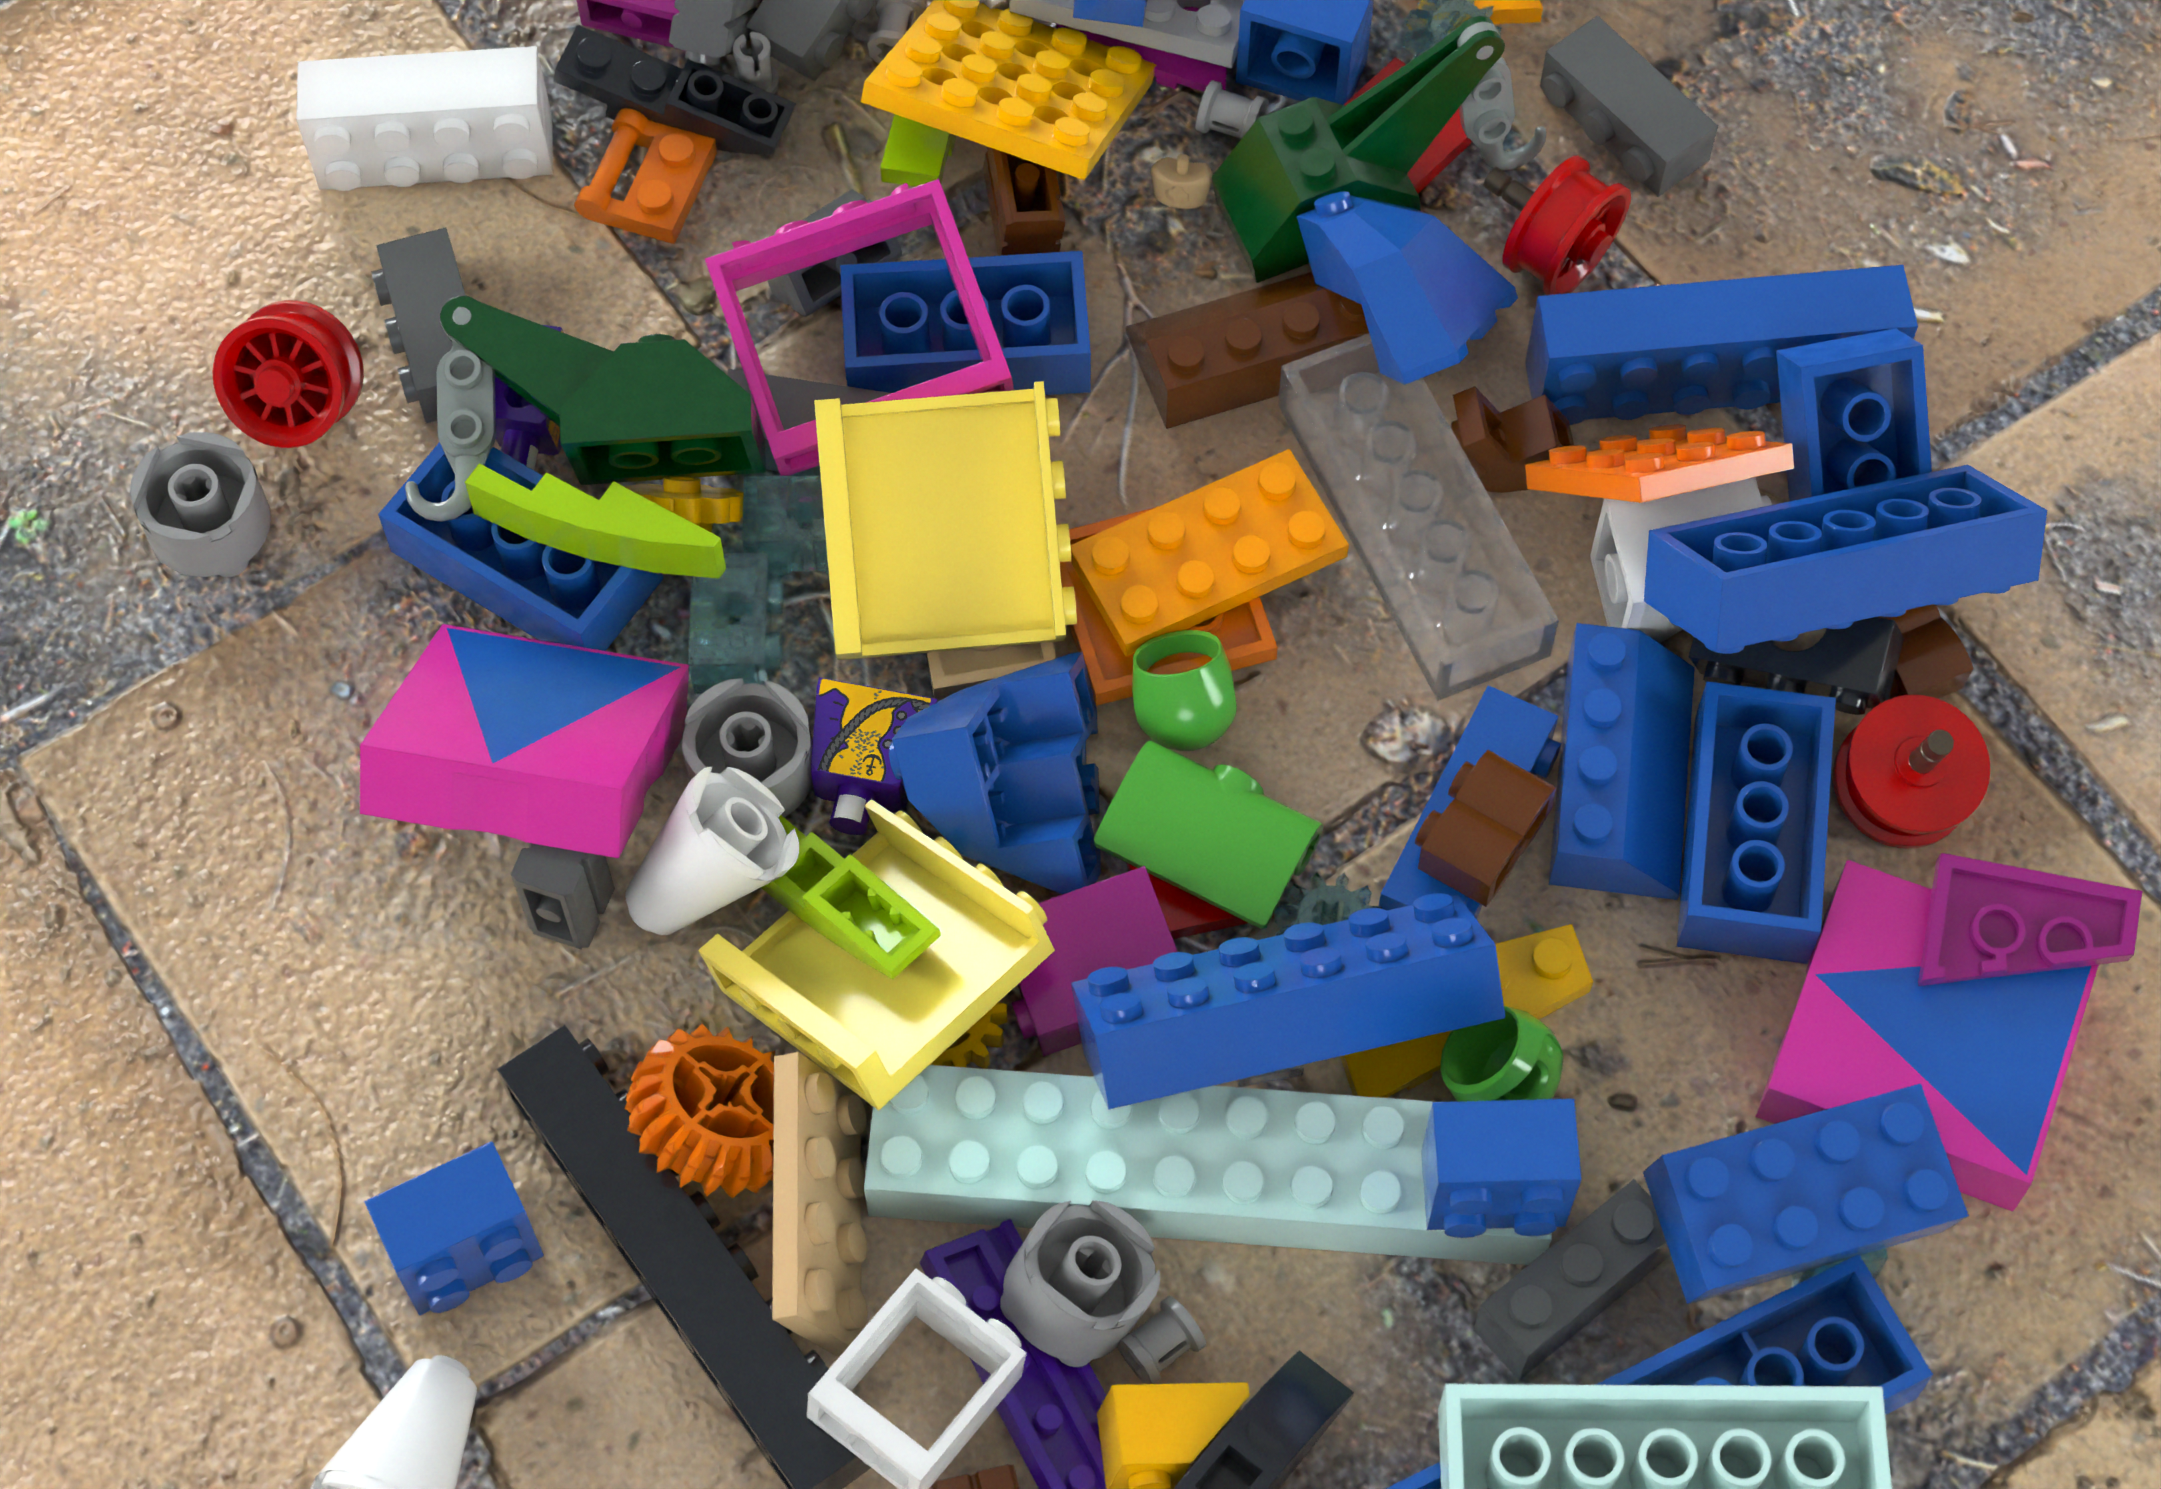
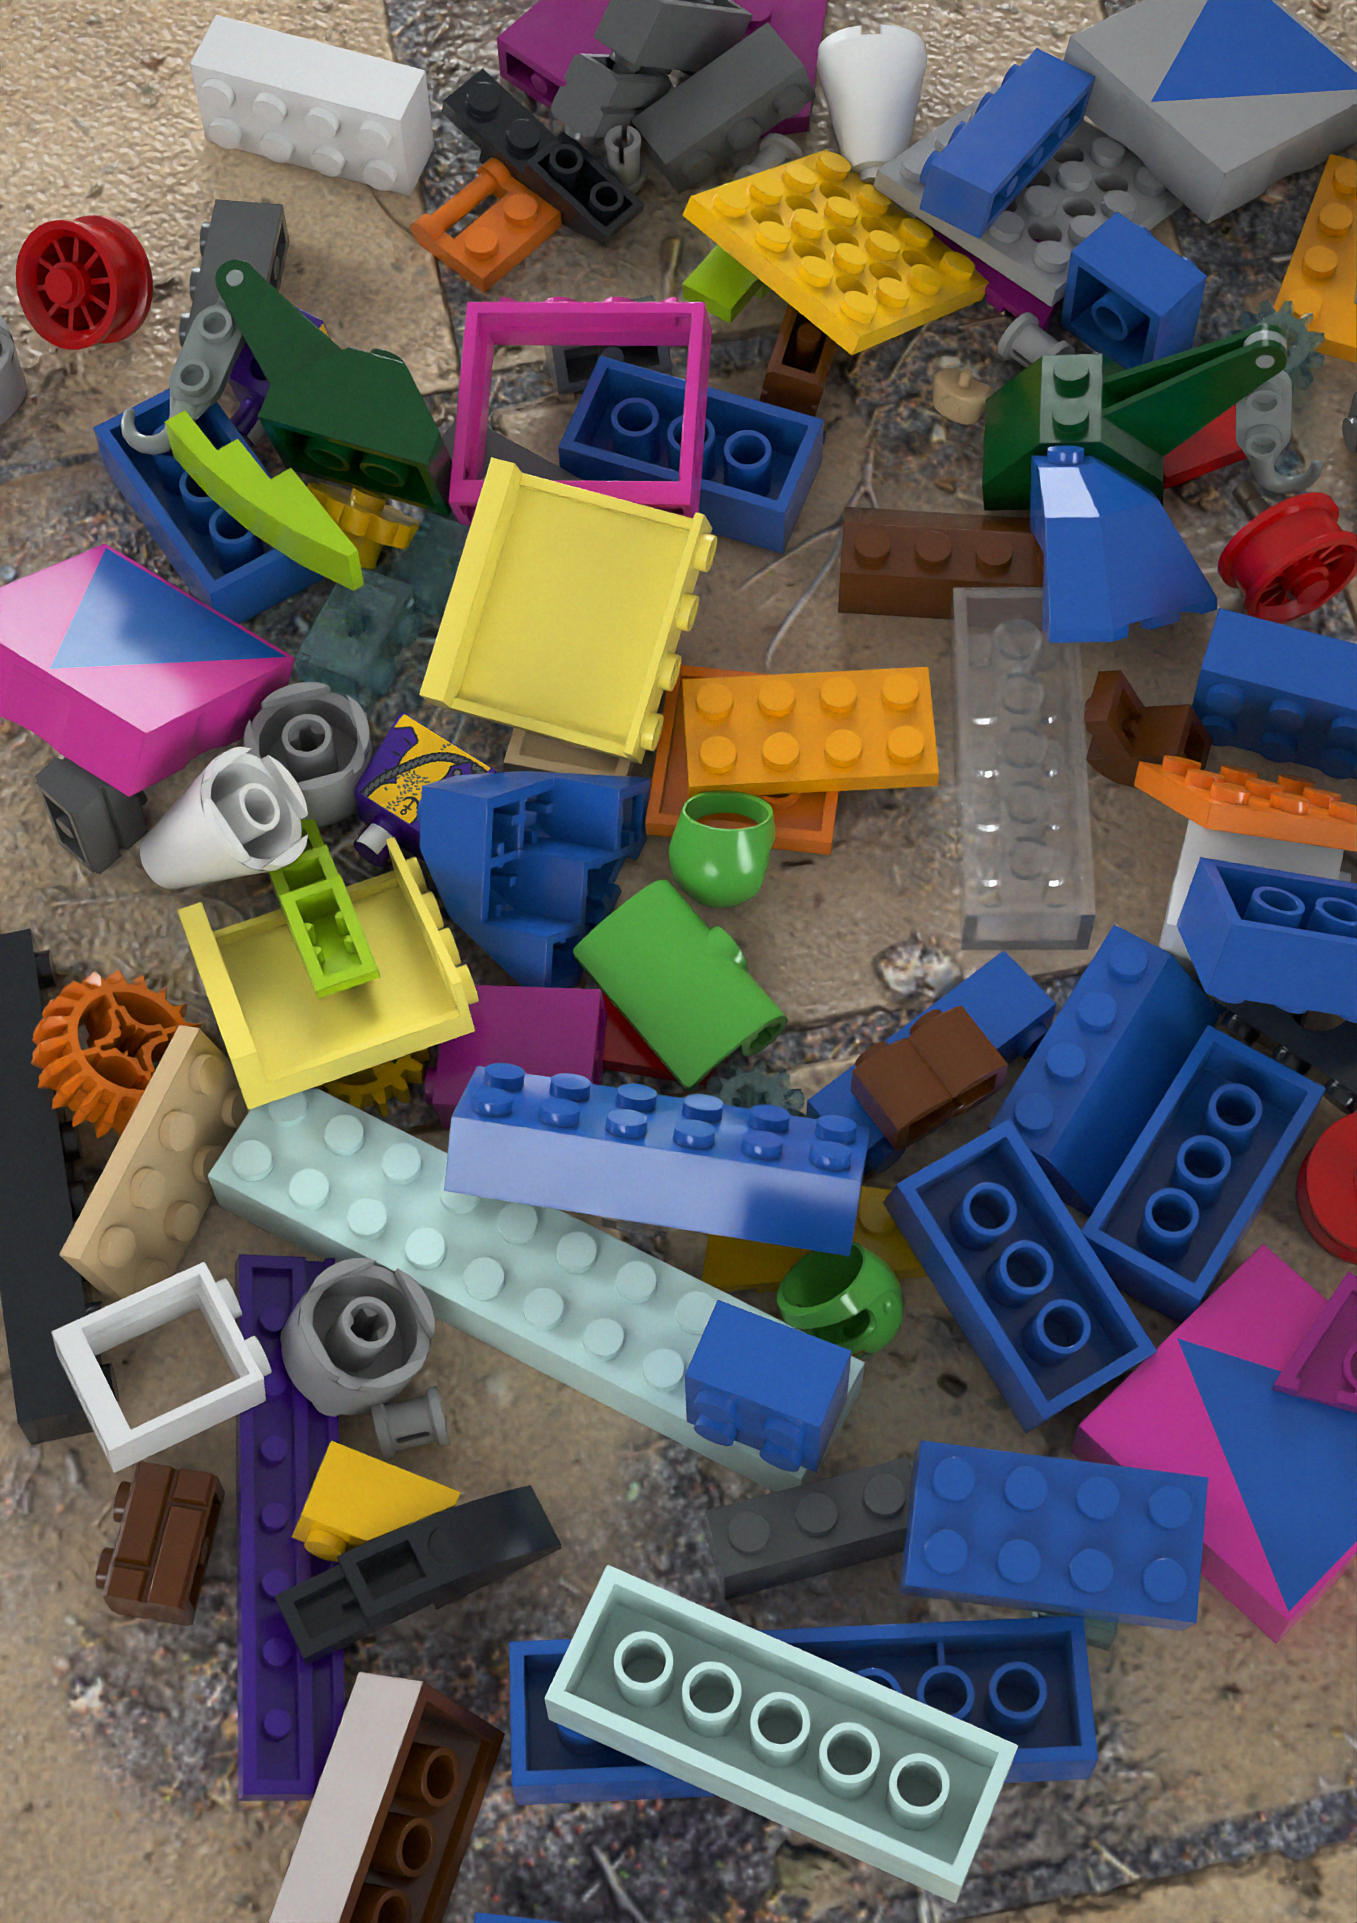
camera: 25 degrees right, 0 degrees up
(1650, 977) = (1018, 1275): none -> blue brick

